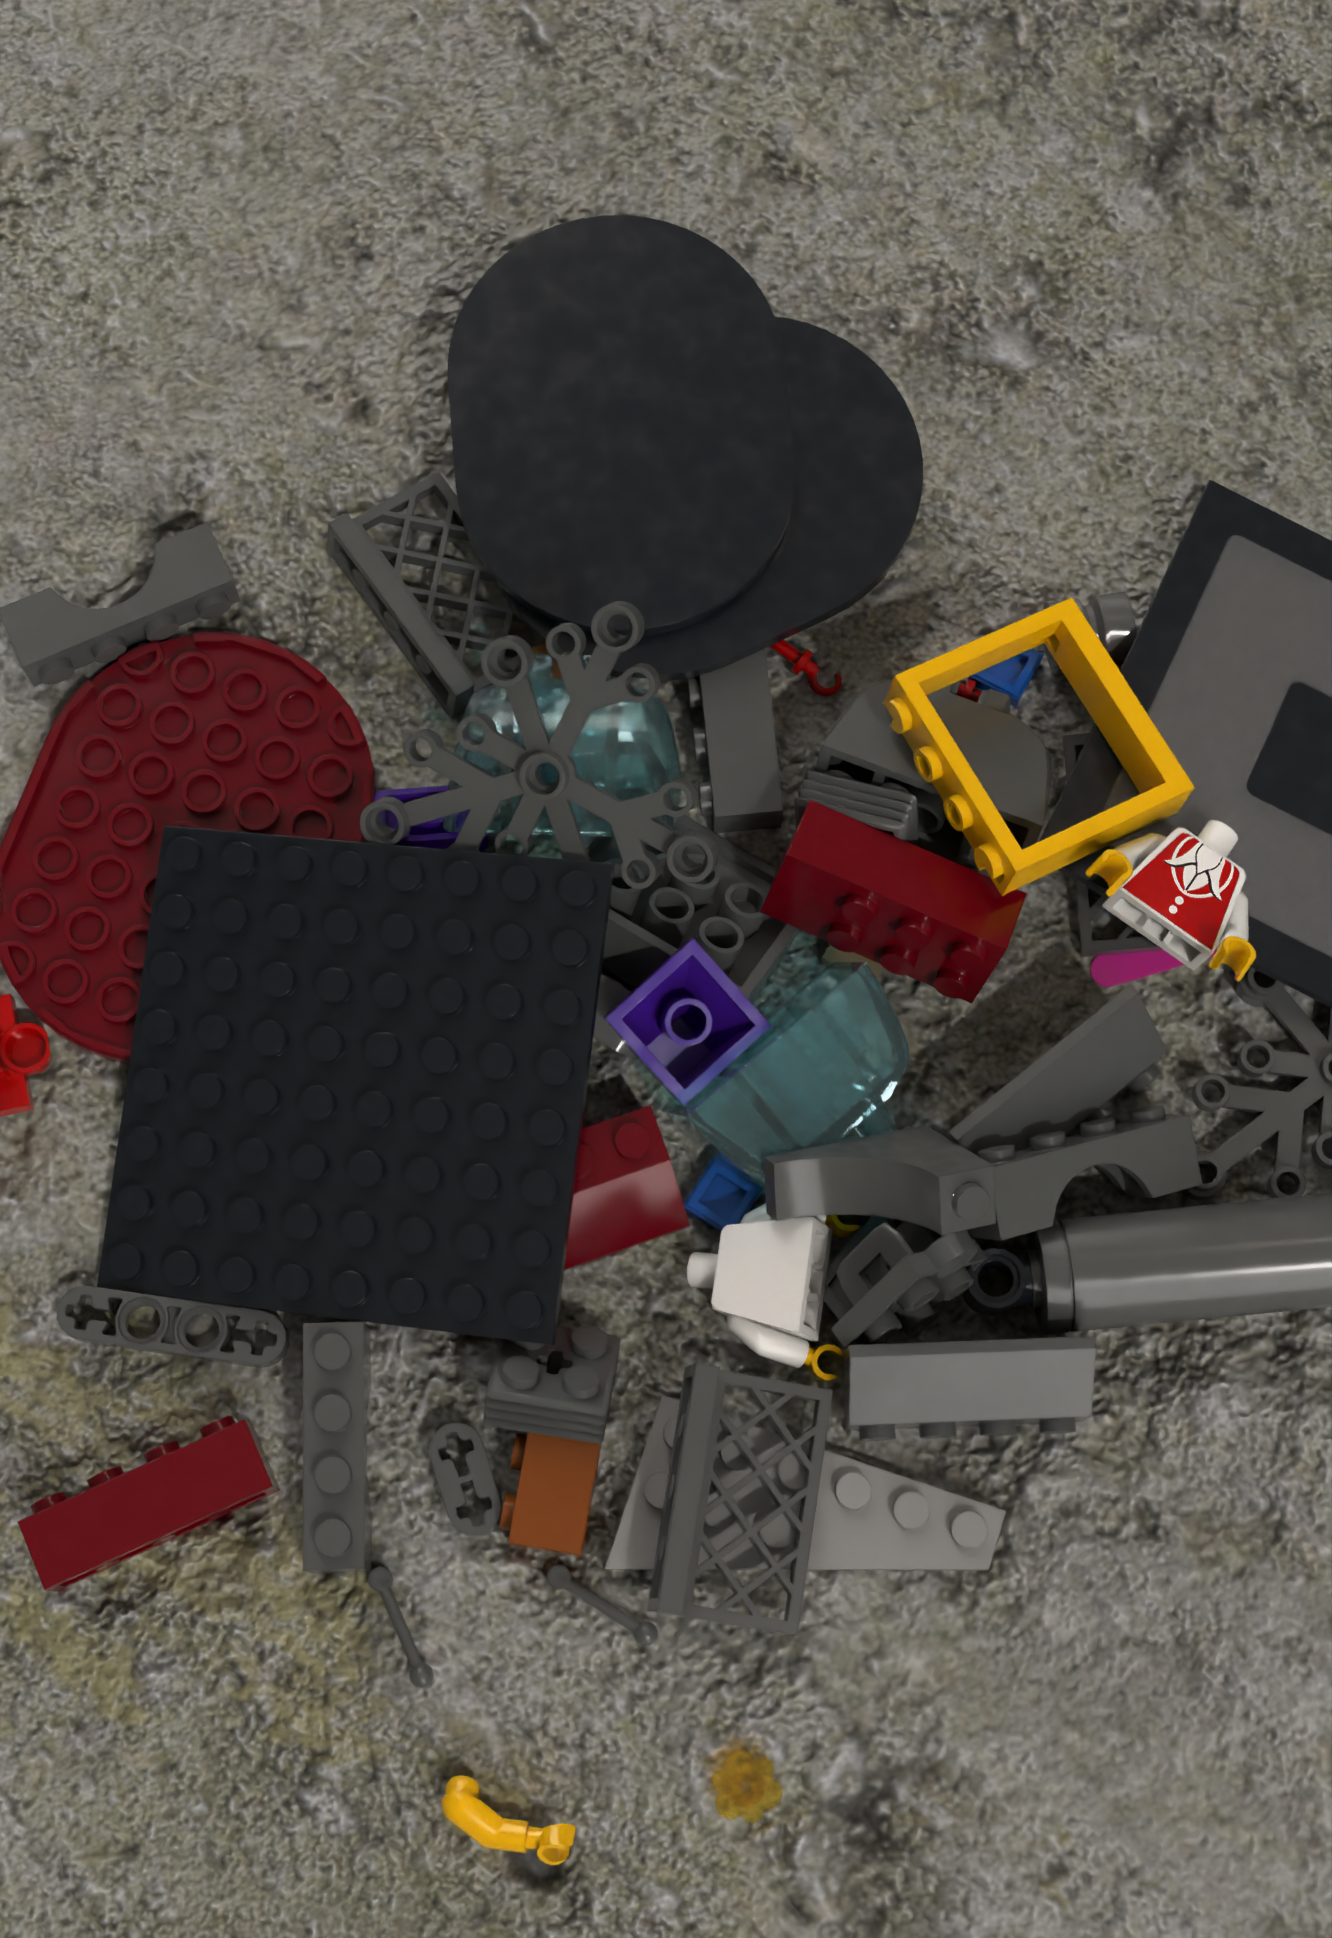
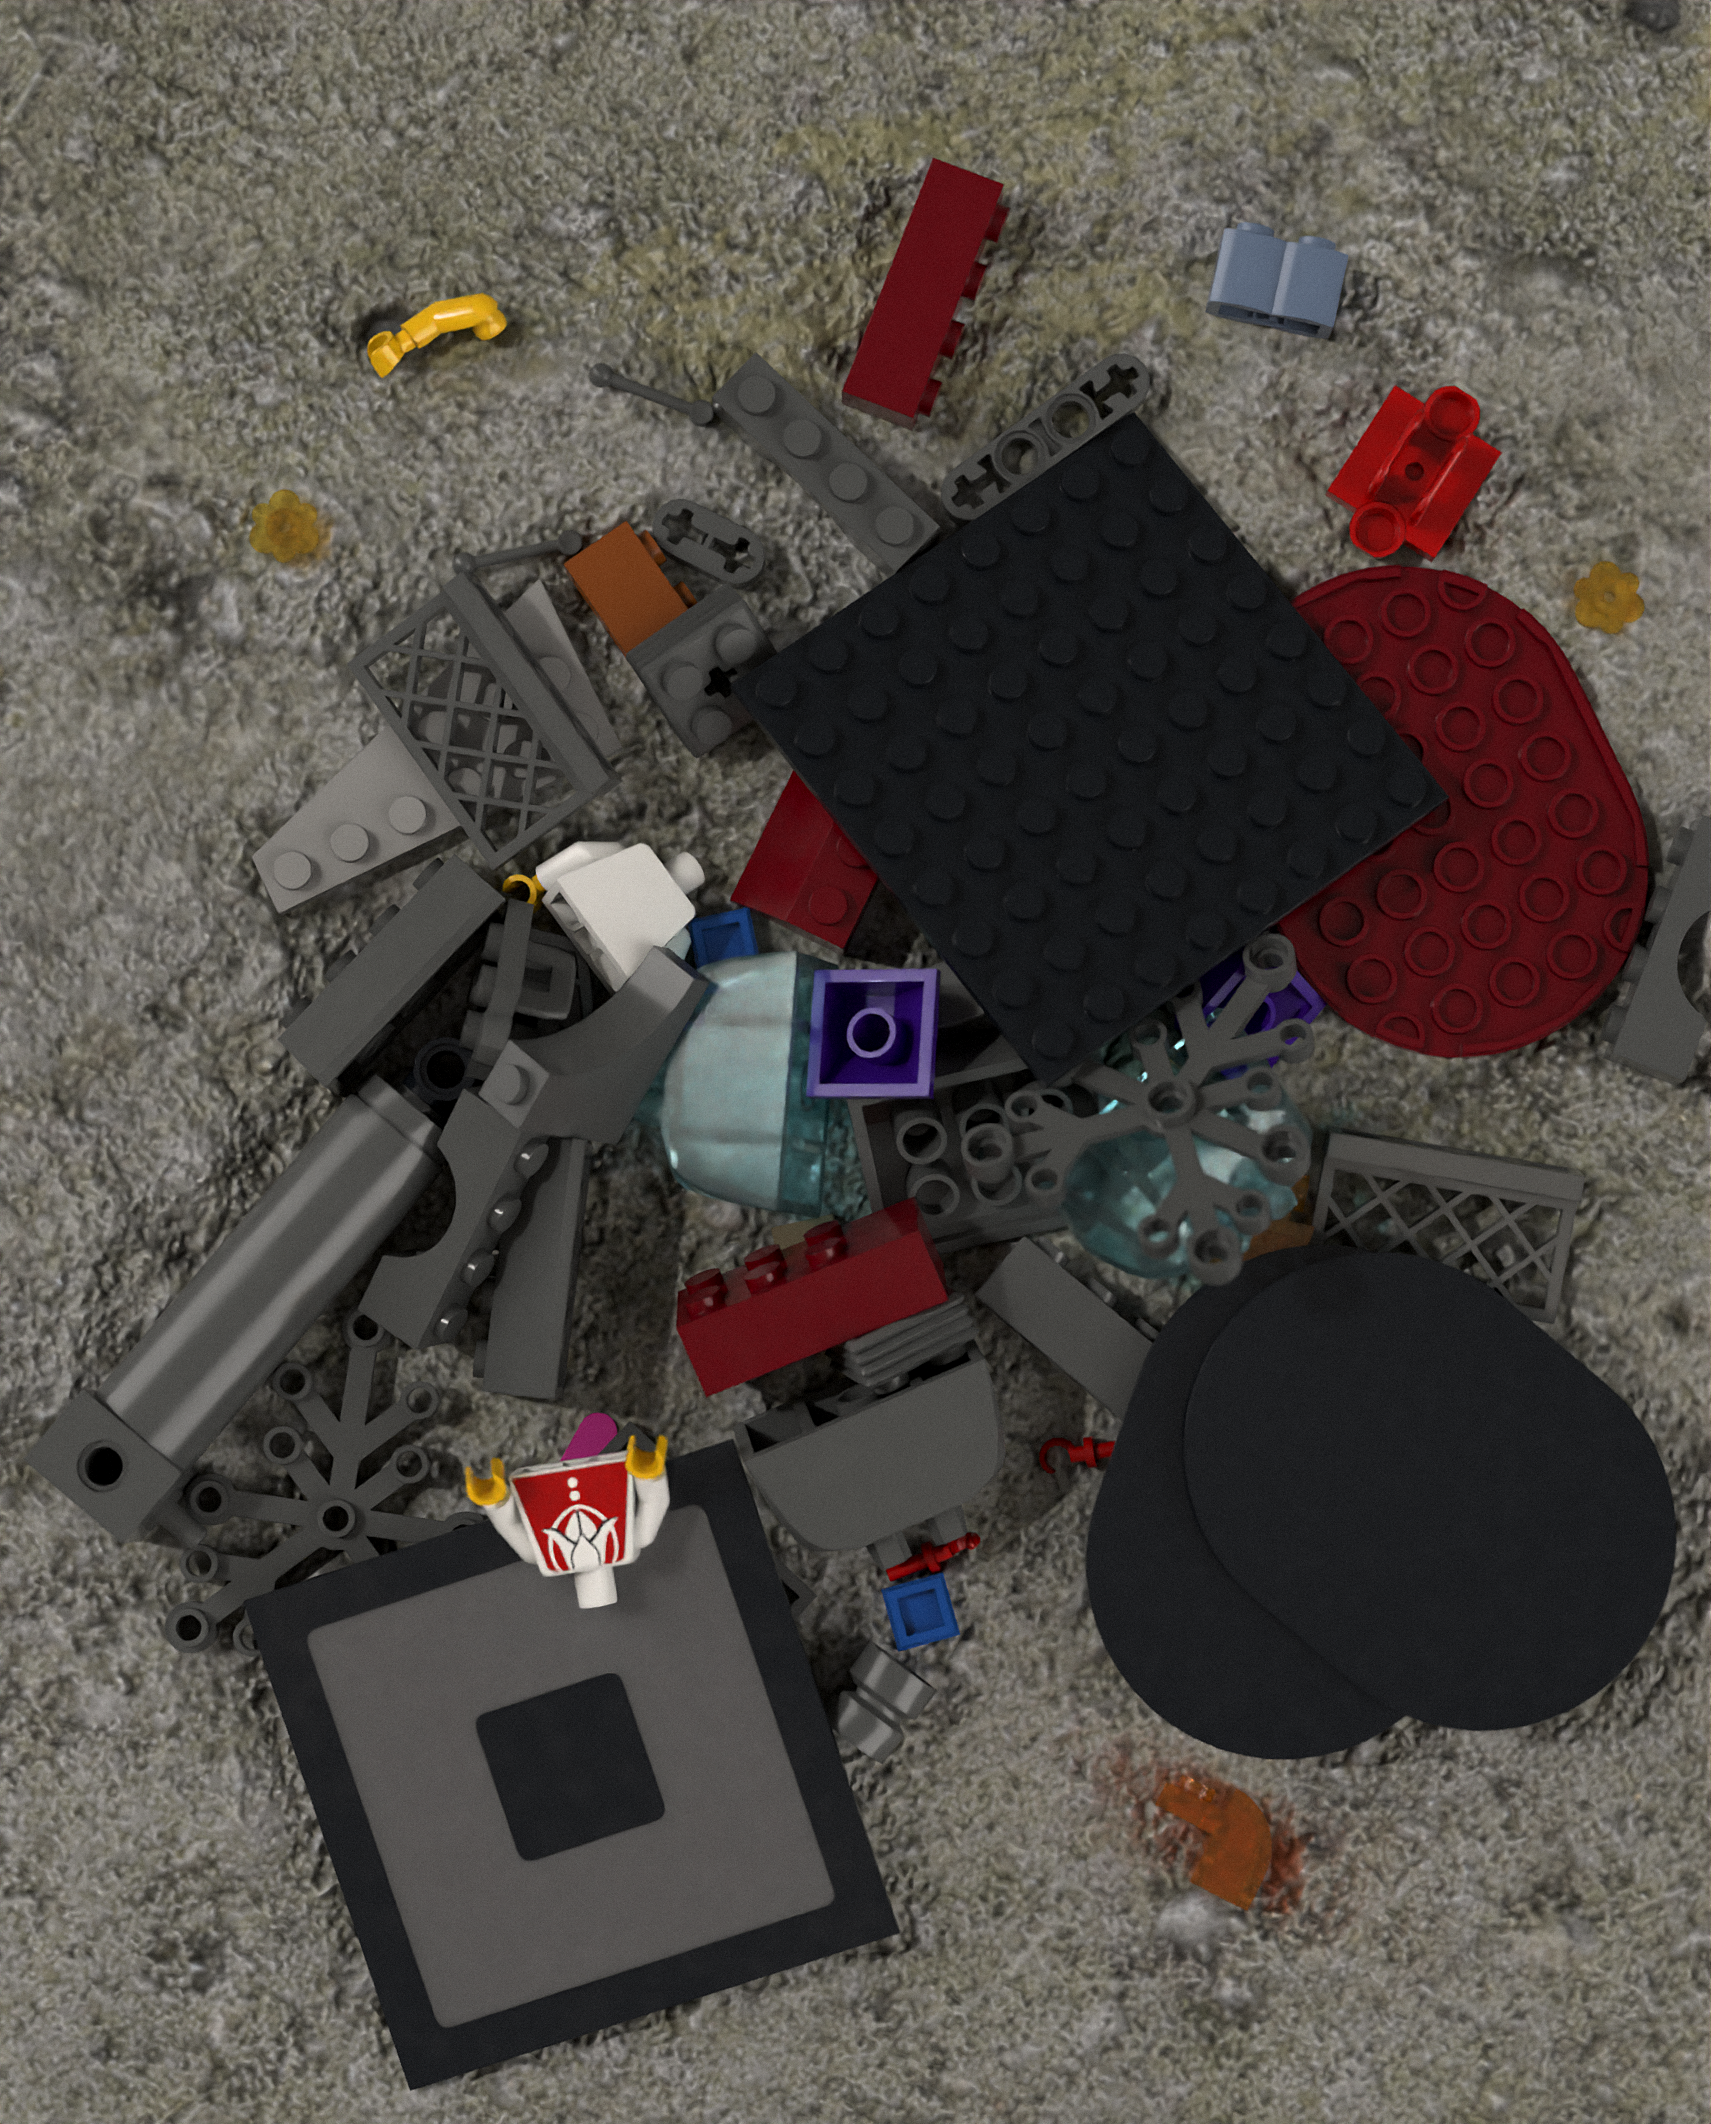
camera: 140 degrees right, 10 degrees up
(942, 359) = (1236, 1843): none -> clear orange brick
(1110, 704) = (785, 1623): yellow window -> none

